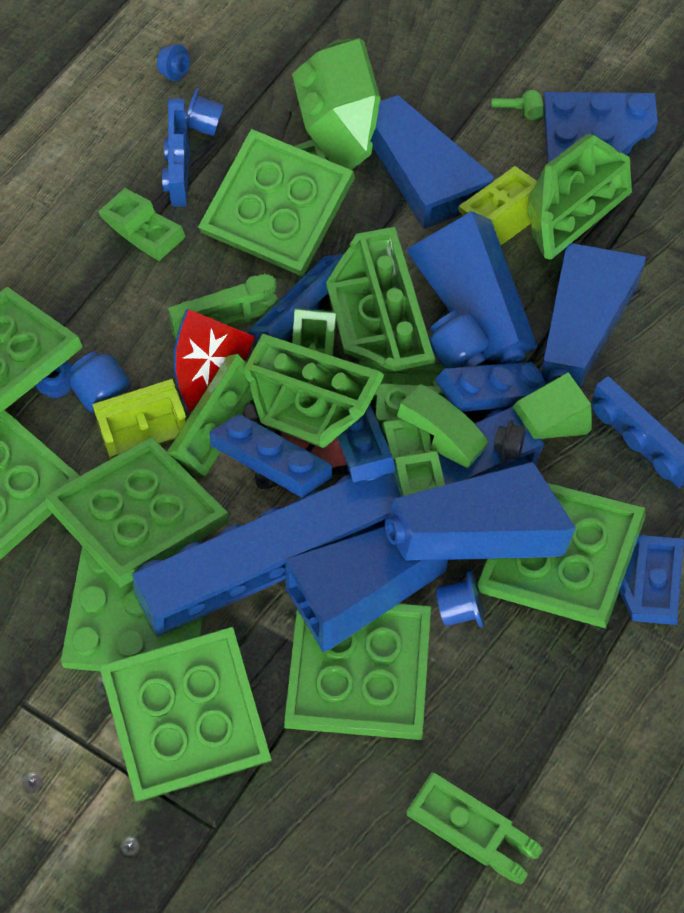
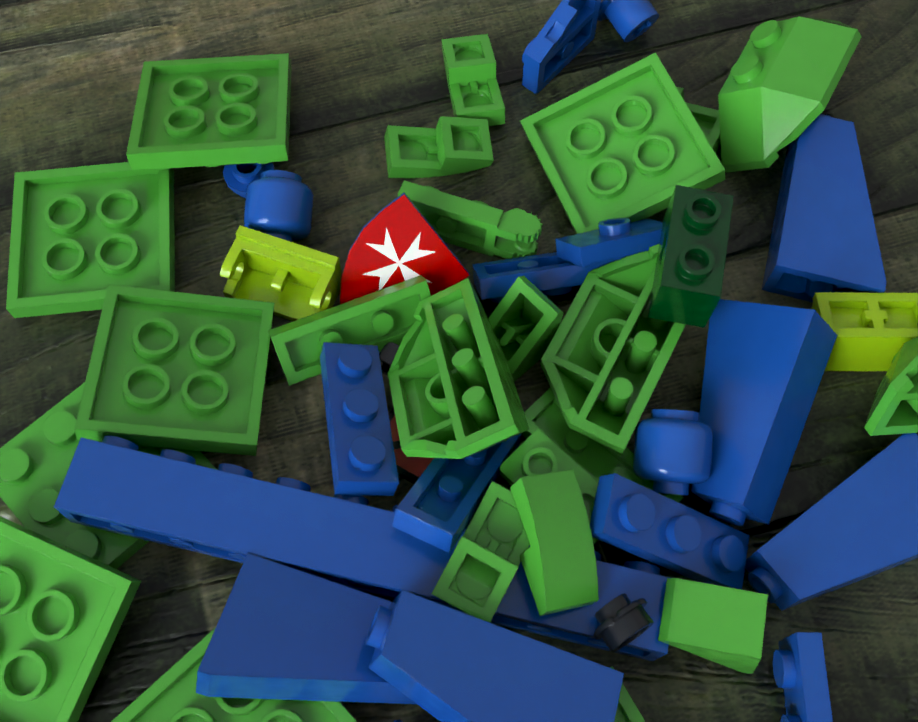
camera: 40 degrees right, 5 degrees up
(161, 281) = (449, 149): none -> bright green slope
(324, 256) = (611, 242): none -> blue plate
(383, 229) = (691, 256): none -> dark green brick

